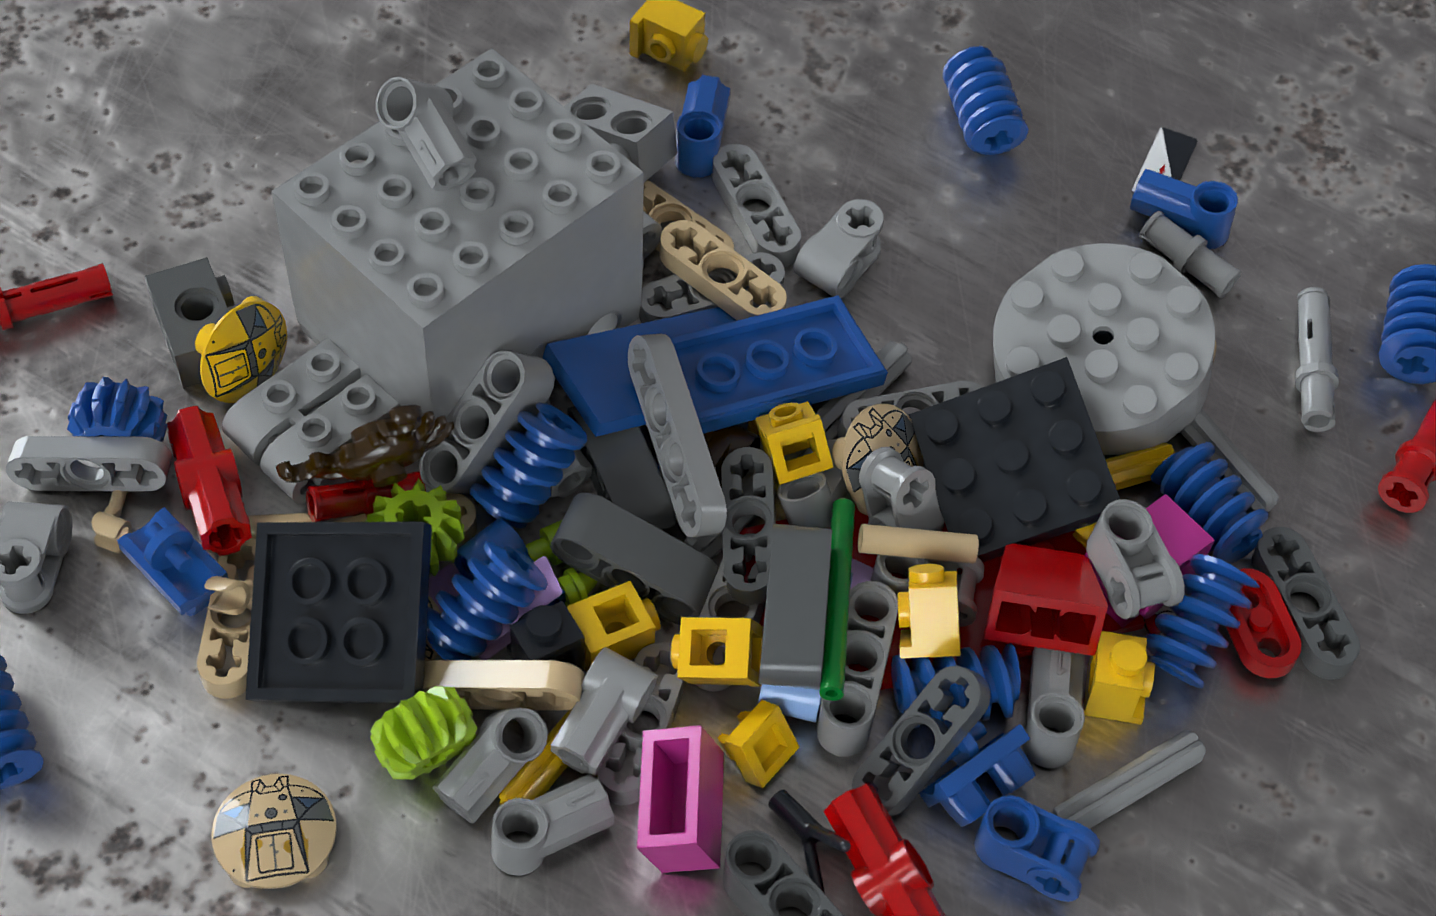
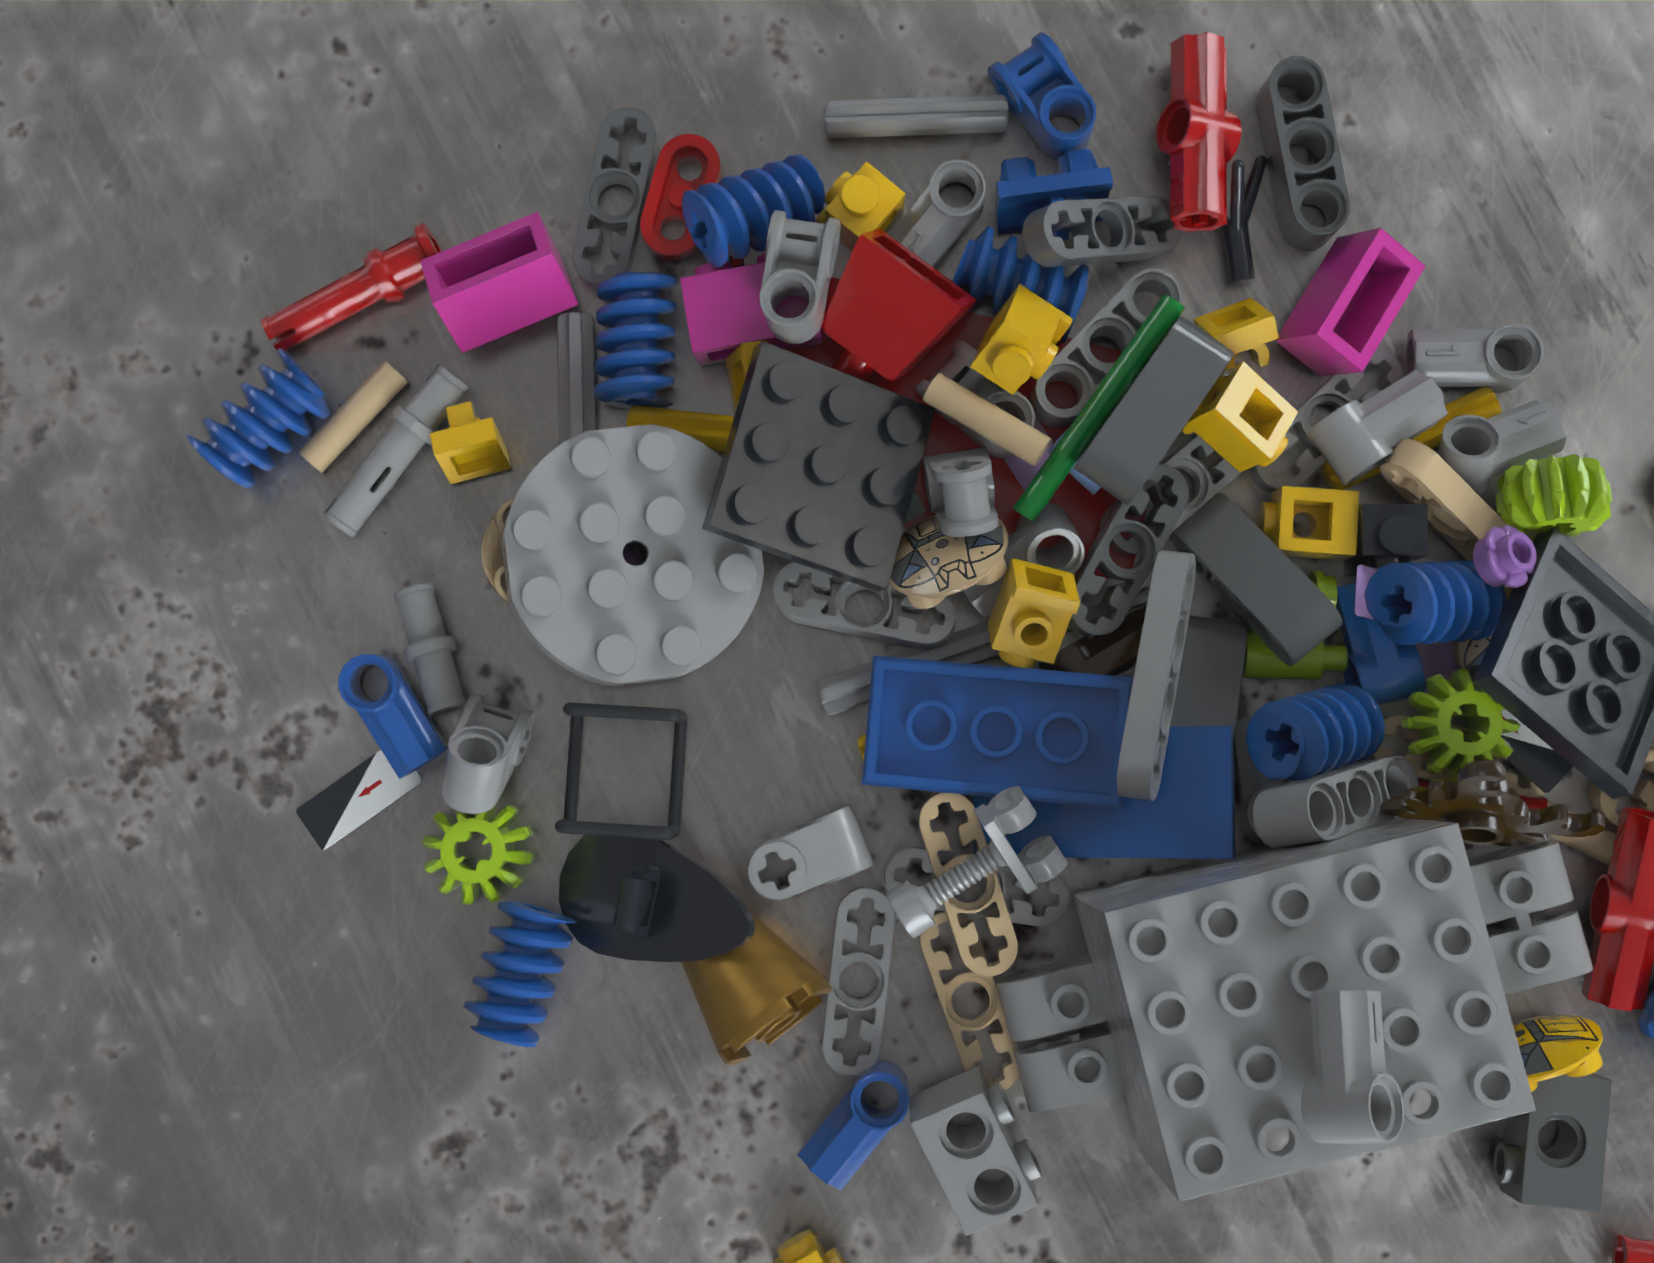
camera: 145 degrees left, 30 degrees up
(461, 647) = (1504, 557): none -> medium lavender plate
(723, 288) = (1004, 815): none -> light grey bar
(844, 160) = (754, 992): none -> pearl gold cone
(933, 167) = (649, 902): none -> black shield
(1042, 247) = (577, 711): none -> black piece
(1064, 157) = (488, 870): none -> lime gear
(1108, 212) = (484, 754): none -> light grey piece
(1271, 383) = (469, 446): none -> yellow tile
(1338, 482) = (498, 282): none -> dark pink brick
(1362, 369) = (353, 416): none -> tan piece

